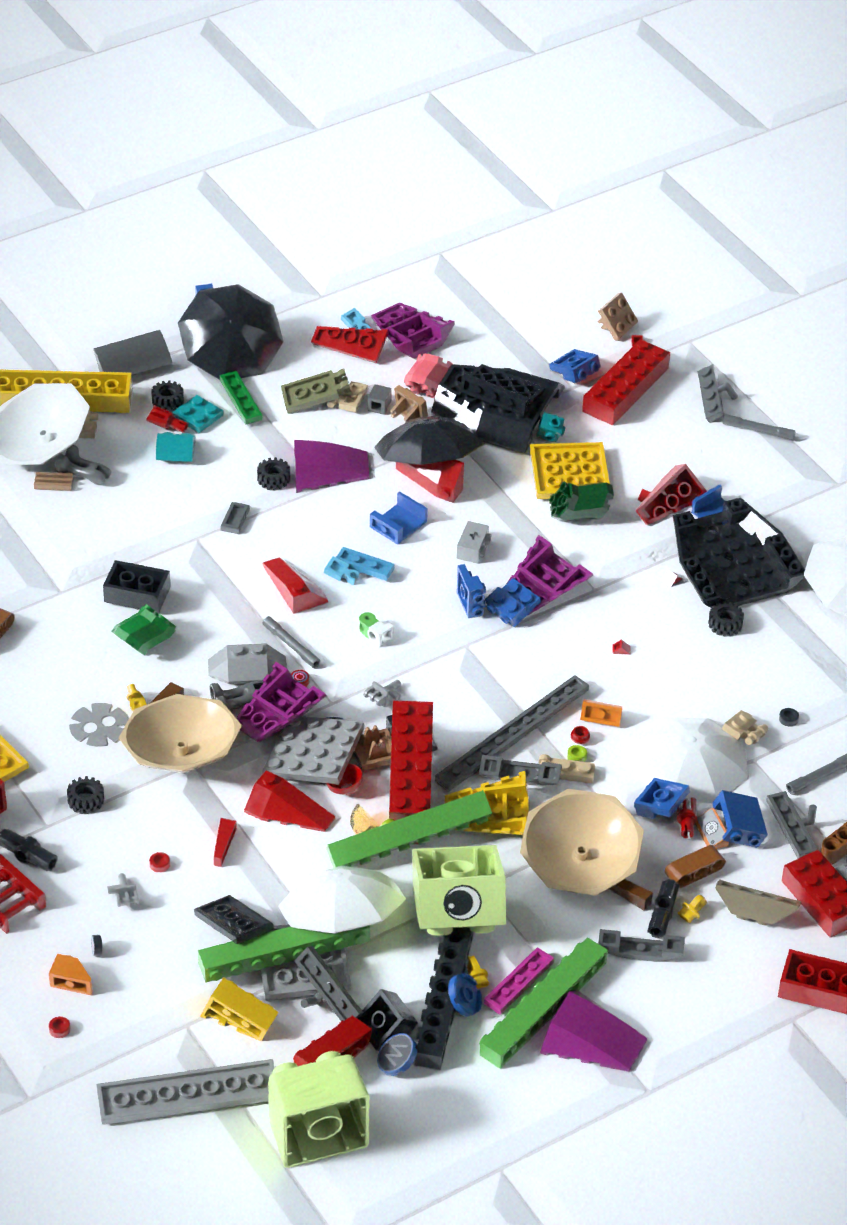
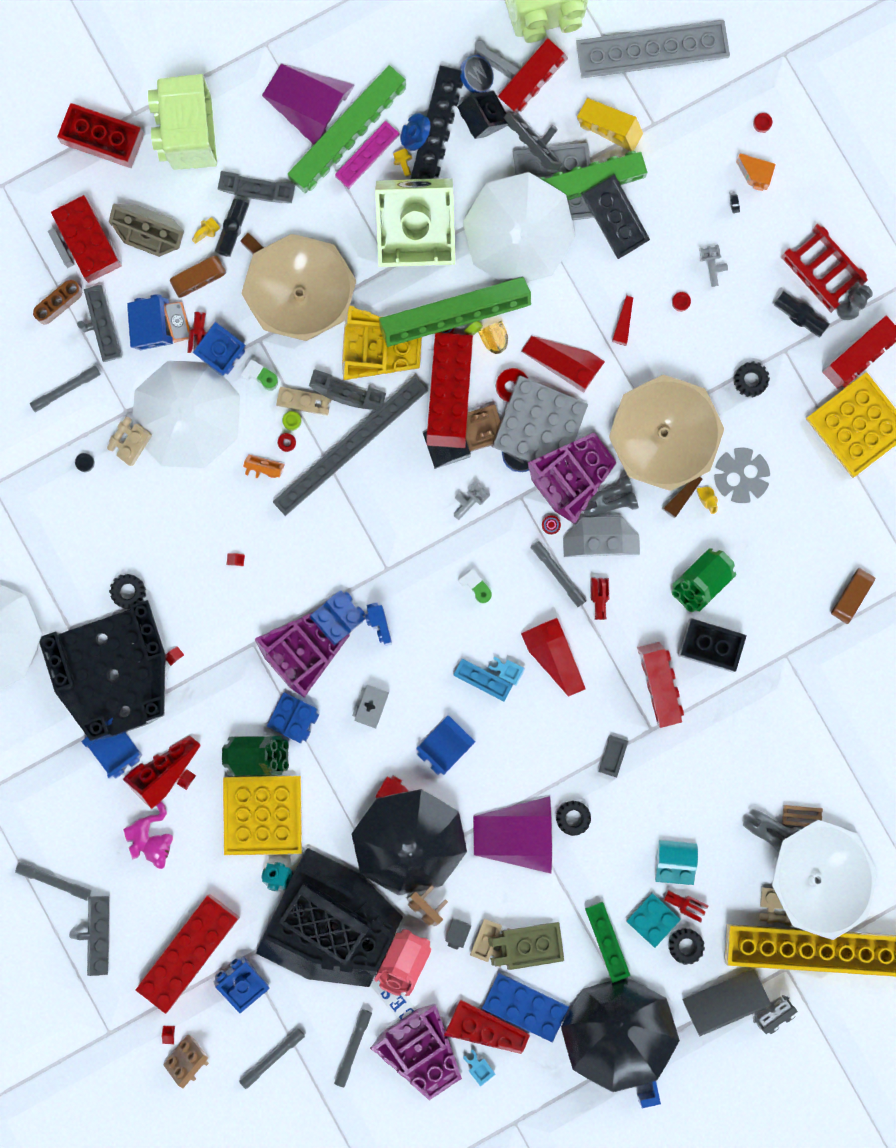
camera: 175 degrees left, 40 degrees up
(82, 348) = (780, 1013): none -> piece
(190, 562) = (661, 684): none -> red wedge
(248, 624) = (600, 596): none -> red arm
(313, 358) = (525, 1007): none -> blue plate
(377, 1073) = (496, 60): none -> light grey plate
(464, 344) = (345, 1068): none -> dark grey piece
(528, 334) = (254, 1074): none -> dark grey piece
(549, 529) = (293, 718): none -> blue plate
(615, 785) = (260, 374): none -> leg
(667, 445) = (155, 847): none -> dark pink animal
(729, 974) = (185, 120): none -> yellowish green brick

